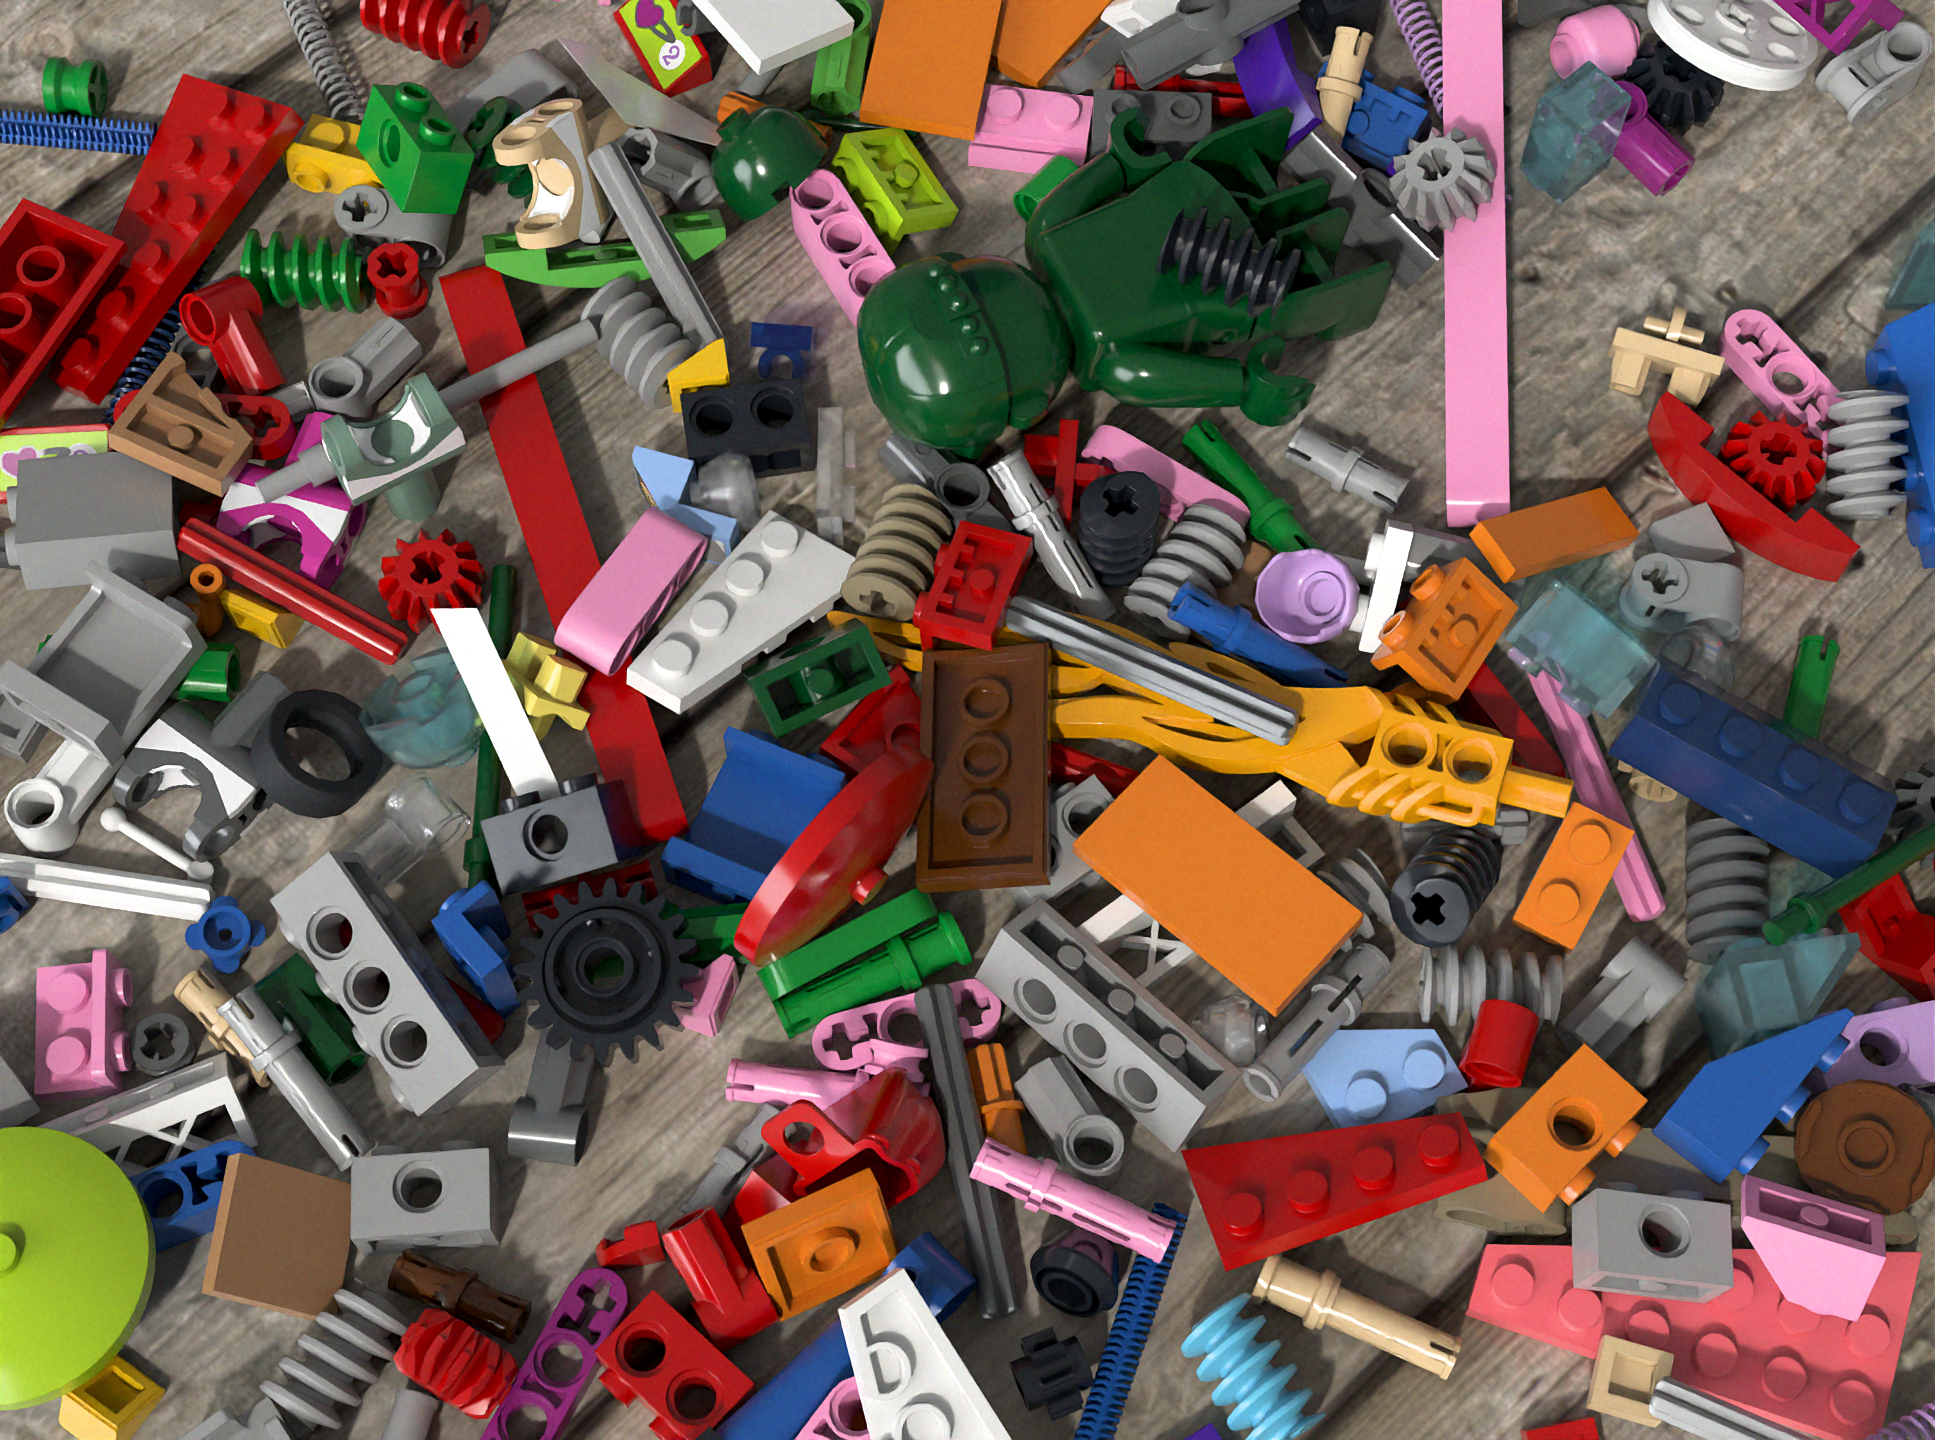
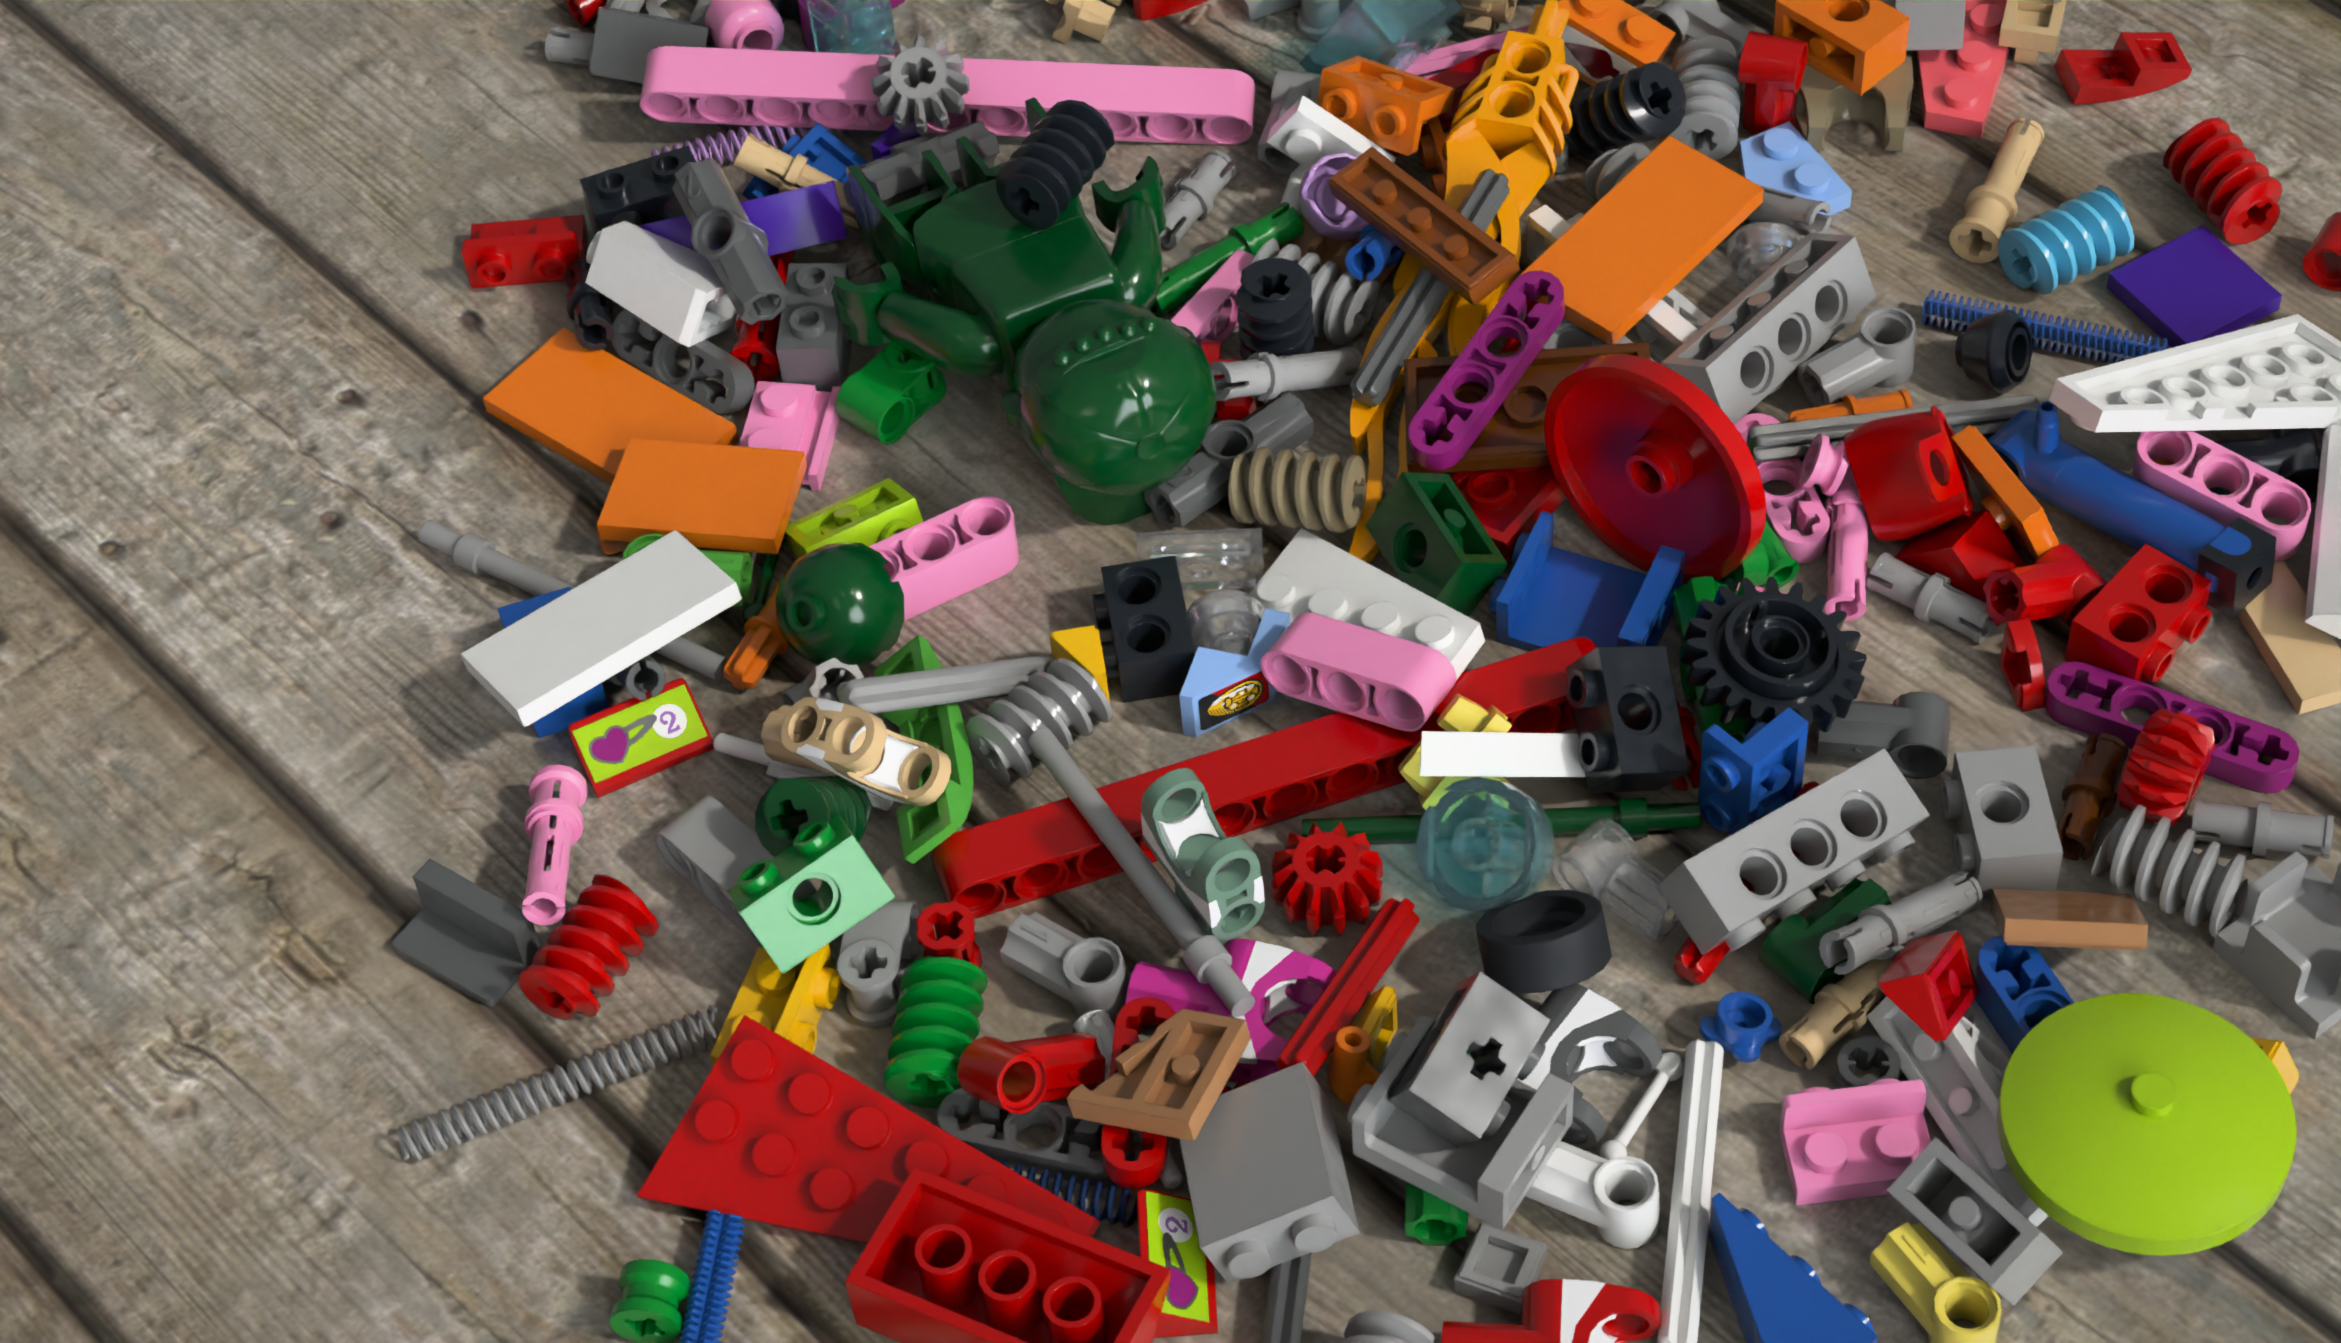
camera: 85 degrees left, 15 degrees down
(127, 654) = (1438, 1079): none -> brick
(196, 1083) = (1932, 982): none -> red slope
(638, 102) = (771, 696): white sticker -> none
(783, 340) = (1041, 605): clear blue tile -> none
(972, 587) = (1345, 419): red bracket -> none
(1016, 706) = (1480, 366): none -> magenta beam
(1052, 1373) = (2087, 350): black gear -> none
(1062, 1195) = (1933, 355): bright pink pin -> none
(1213, 650) = (1423, 226): none -> dark orange tile
(1314, 1184) = (1899, 195): red wing -> none
(1553, 534) = (1273, 50): orange tile -> none

